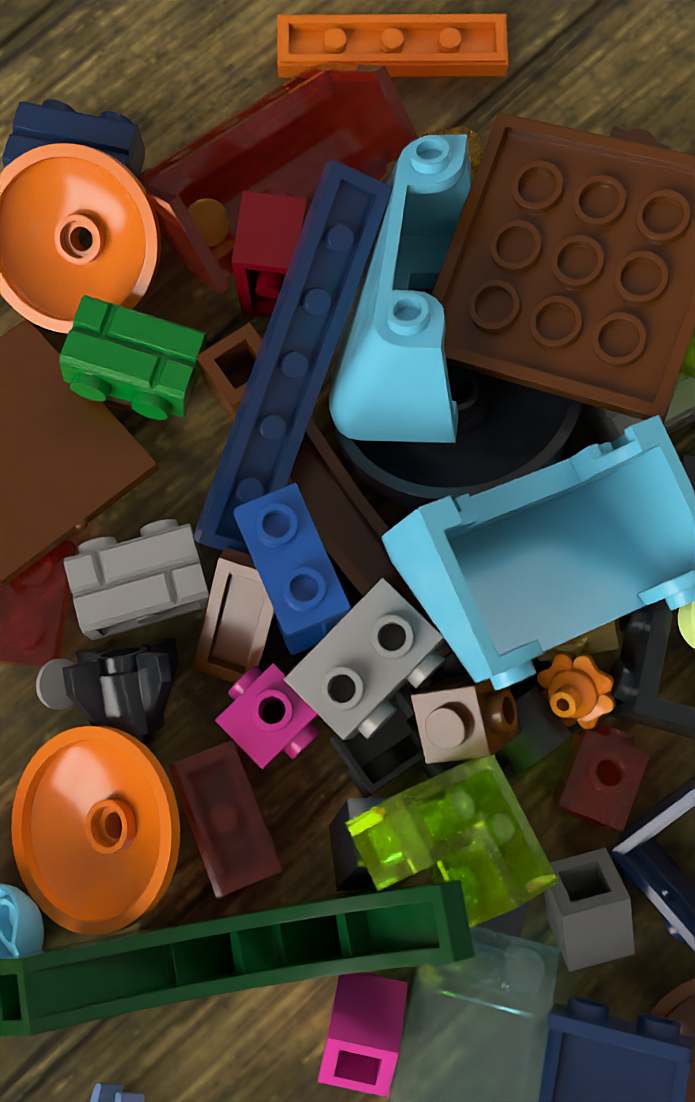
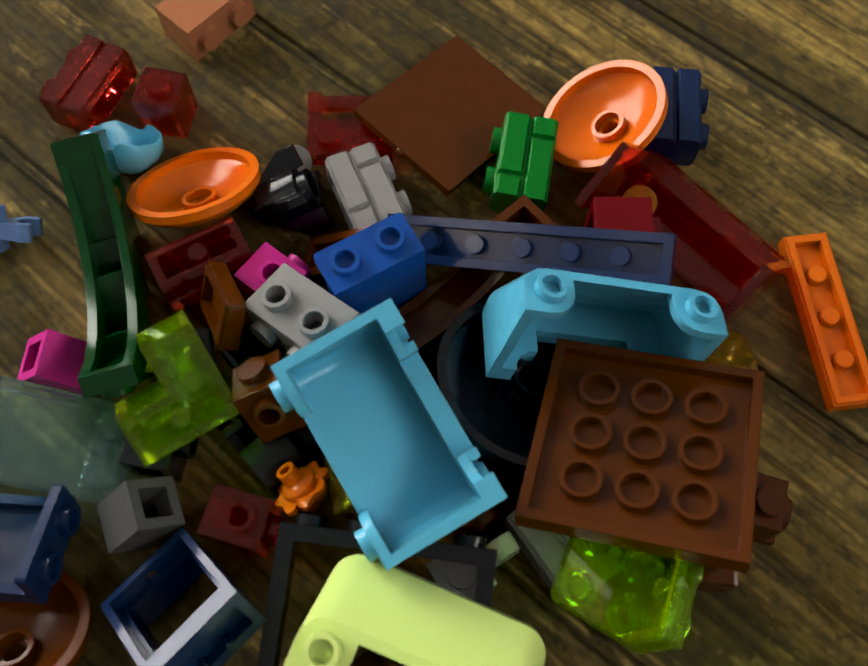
camera: 85 degrees right, 10 degrees down
(322, 777) = (222, 305): none -> reddish brown tile

